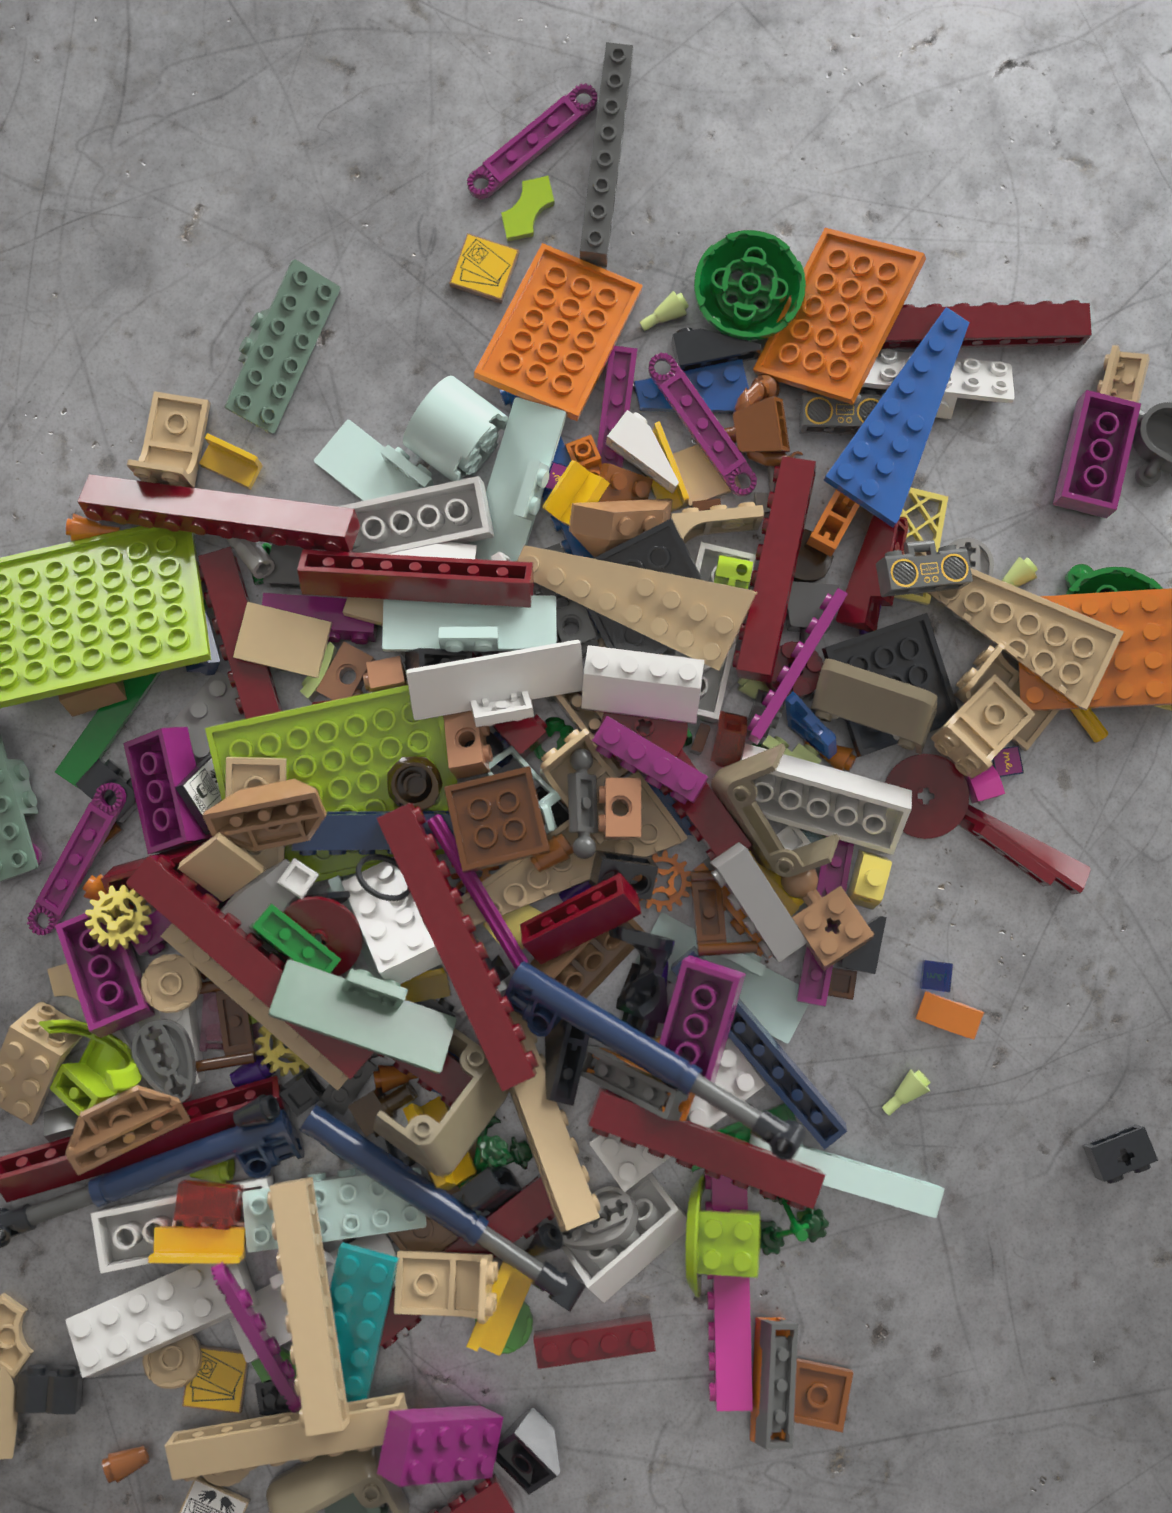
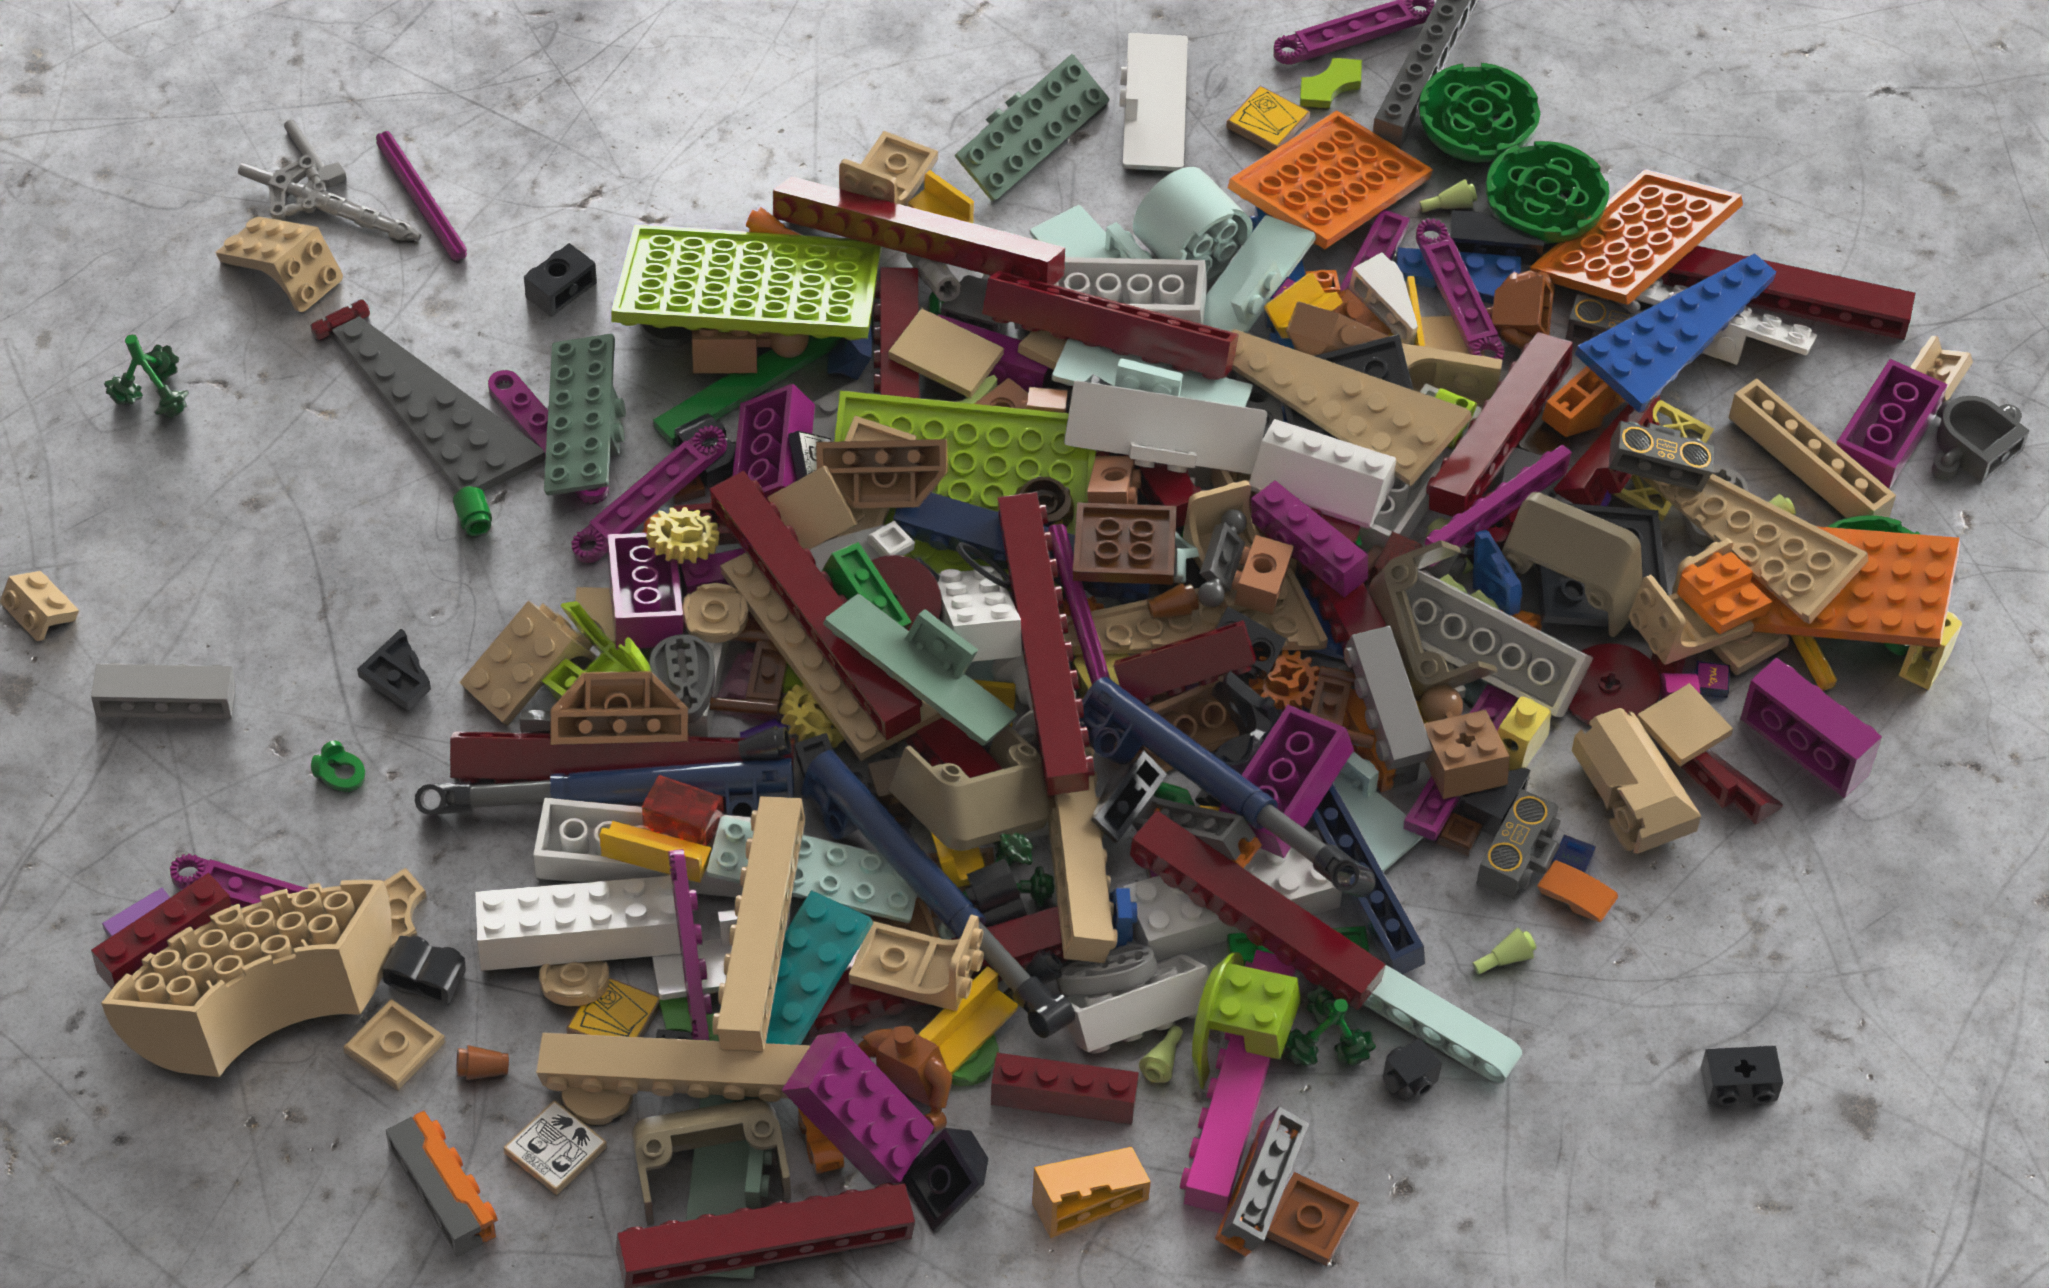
camera: 15 degrees right, 30 degrees down
(50, 1462) = (394, 1044): none -> tan tile
(380, 279) = (1154, 101): none -> white bracket
(461, 1367) = (913, 1067): none -> dark orange torso
(597, 1171) = (1124, 915): none -> blue wing
(639, 1430) = (1087, 1189): none -> light orange wedge
(661, 1285) = (1159, 1062): none -> yellowish green cone
(682, 185) = (1461, 106): none -> green brick
(861, 1233) = (1411, 1070): none -> black brick
(889, 986) = (1510, 857): none -> dark grey piece
(975, 902) = (1634, 782): none -> tan brick
(1002, 834) = (1684, 724): none -> tan tile
(1006, 697) = (1722, 592): none -> orange plate
(1040, 509) = (1809, 453): none -> tan brick
(1104, 800) = (1810, 727): none -> magenta brick

